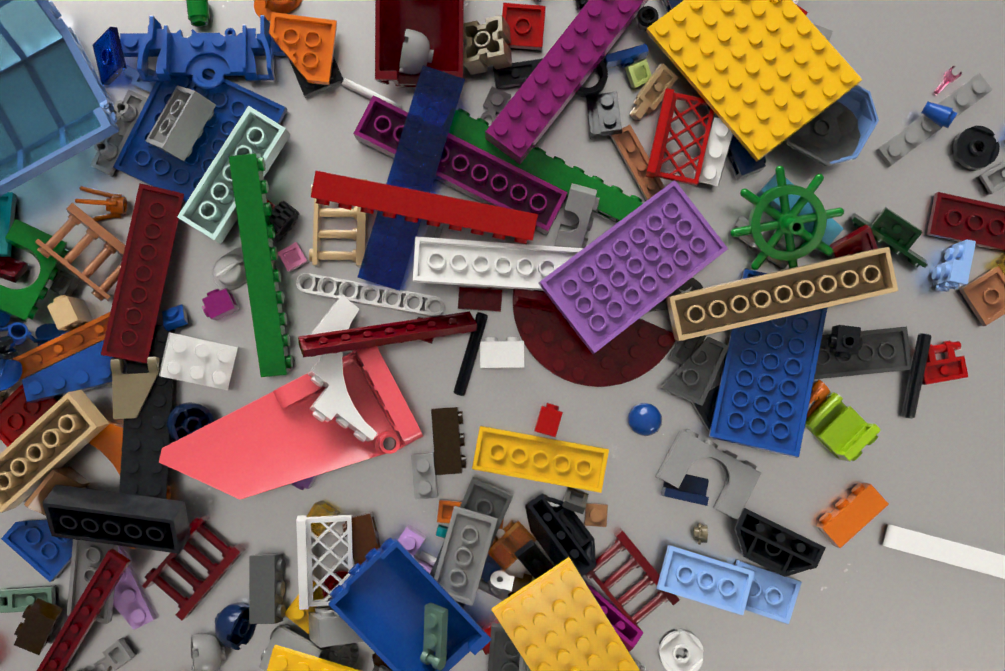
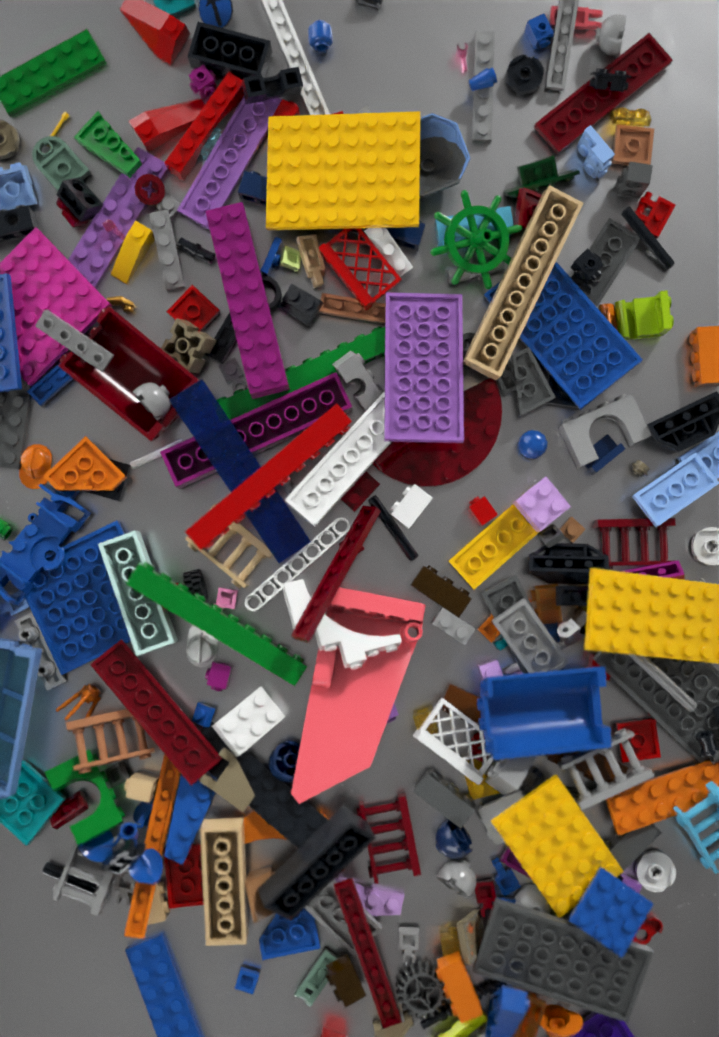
camera: 50 degrees left, 0 degrees up
(181, 122) = (69, 601): light grey slope -> none
(435, 636) = (571, 704): sand green plate -> none
(595, 469) = (541, 504): none -> lavender brick
(646, 16) = (257, 221): black cone -> none
(959, 321) = (634, 179): none -> dark grey brick

